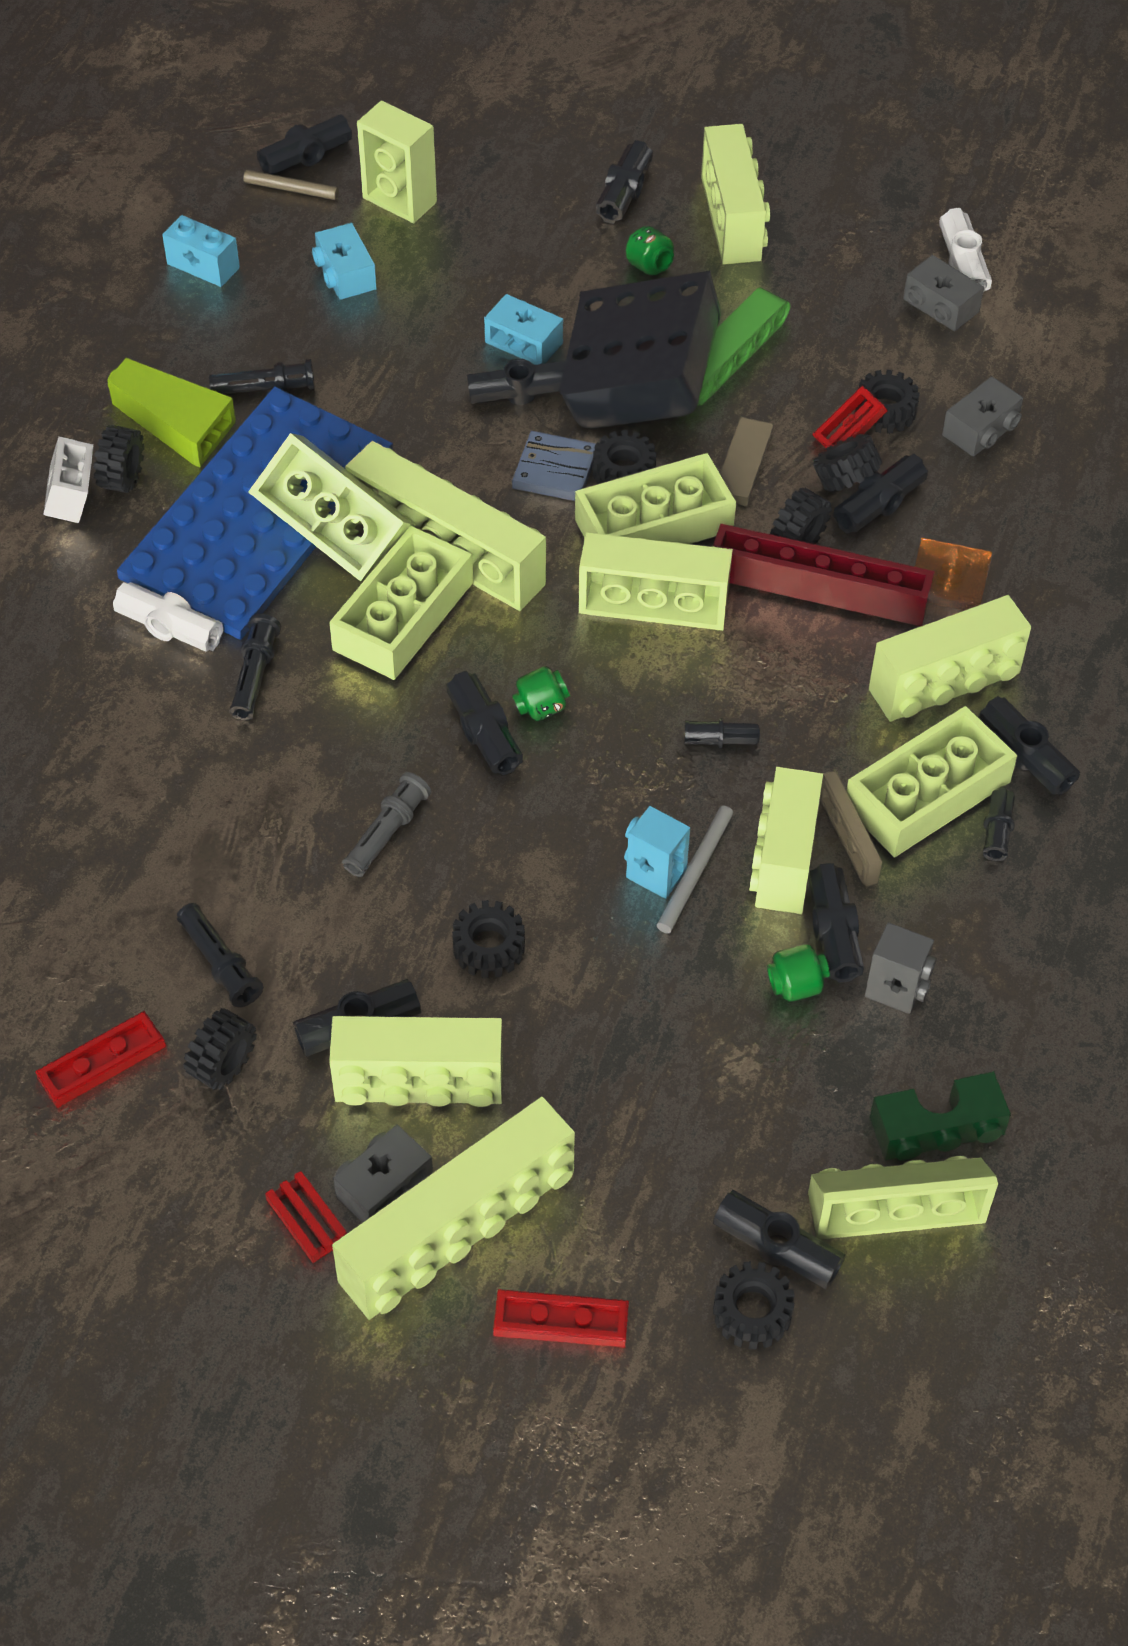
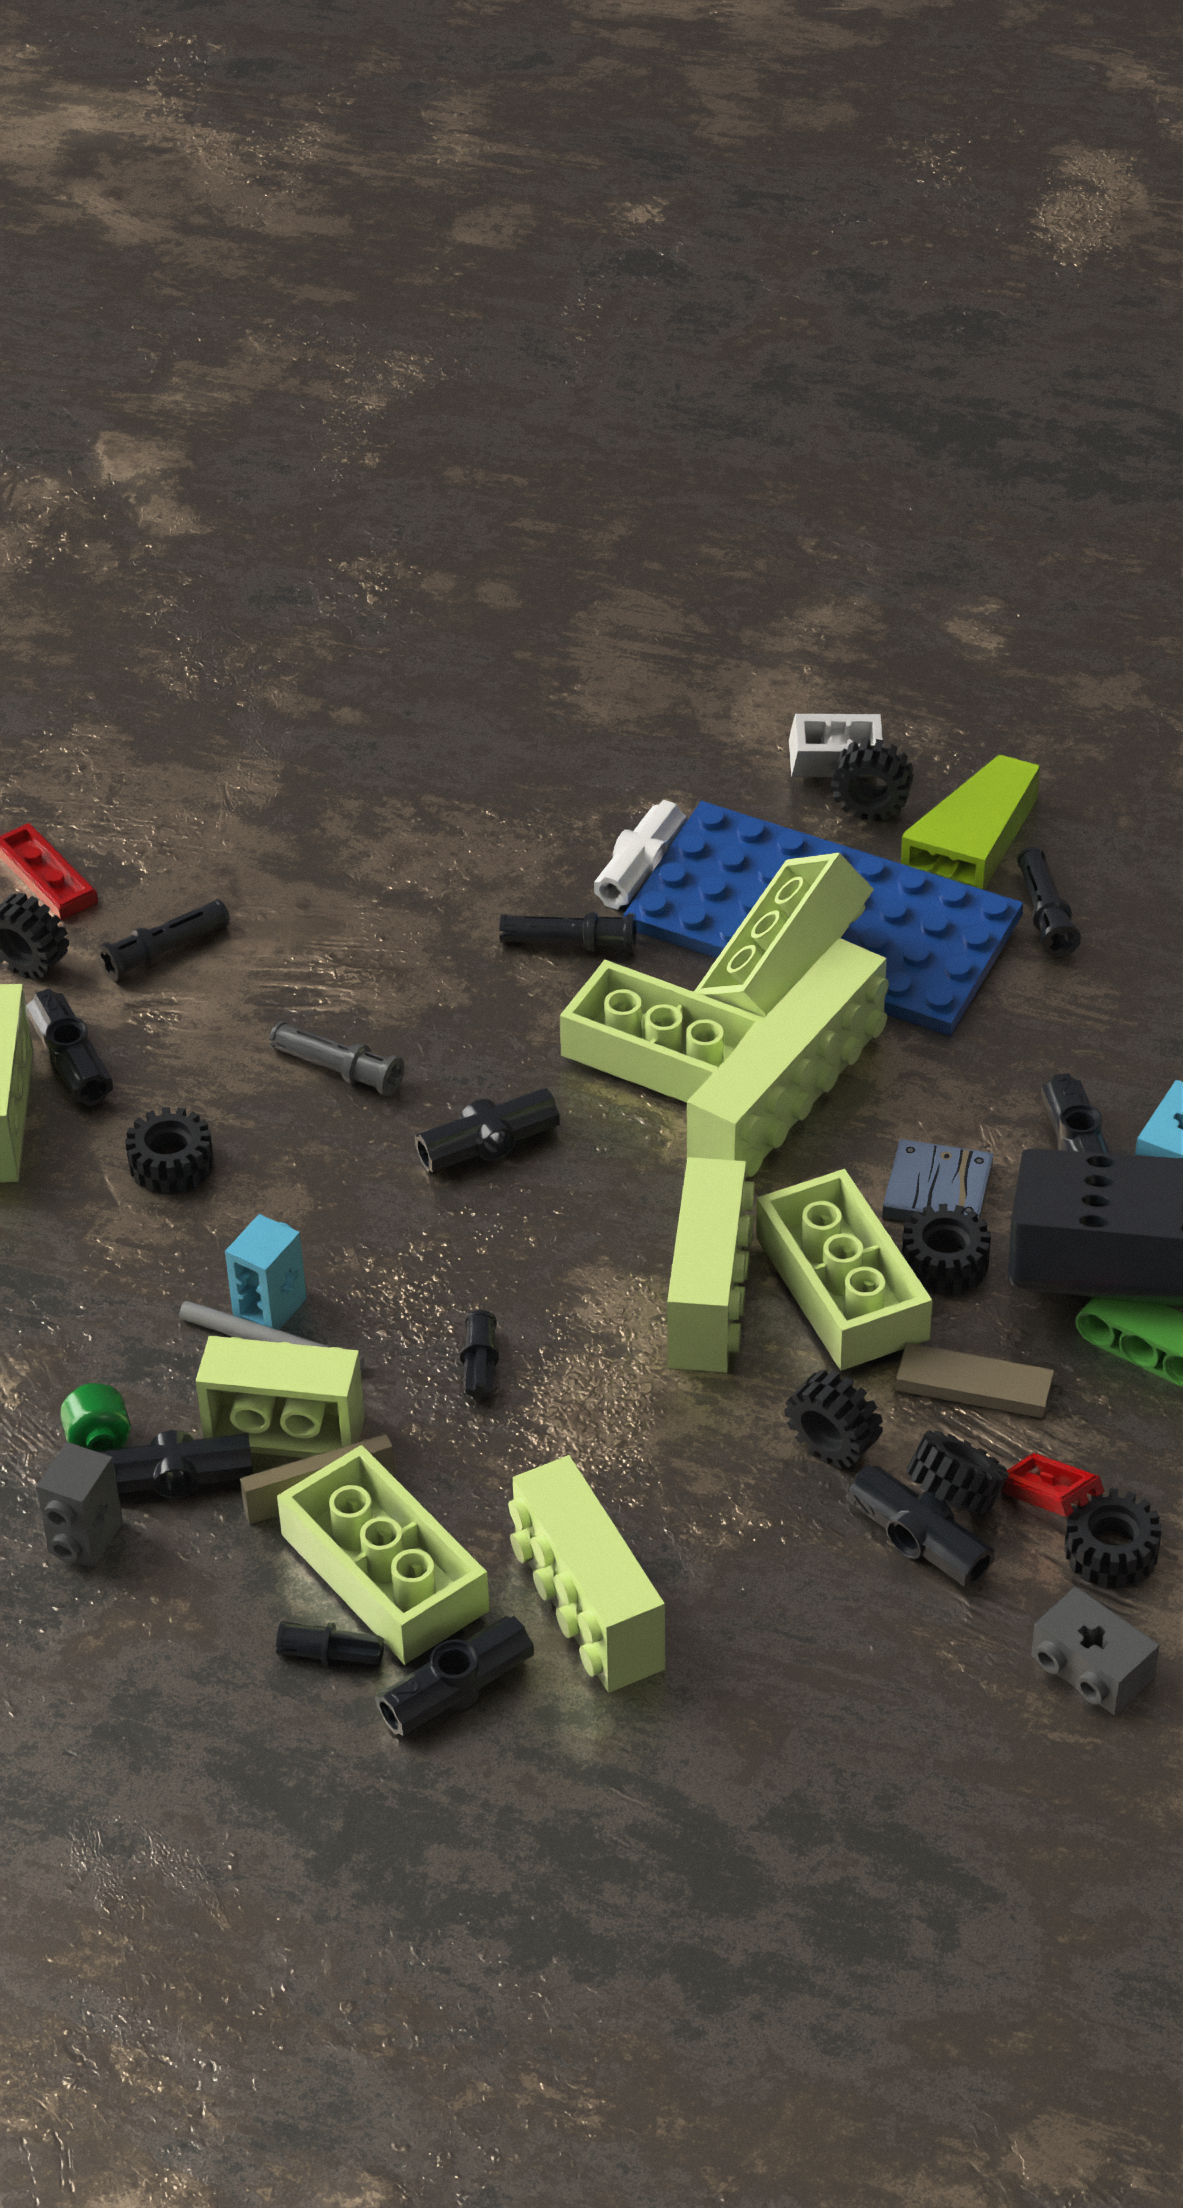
camera: 90 degrees right, 10 degrees down
(541, 693) = (531, 1176): green head -> none
(827, 575) = (740, 1446): dark red brick -> none
(958, 573) = (780, 1612): clear orange tile -> none

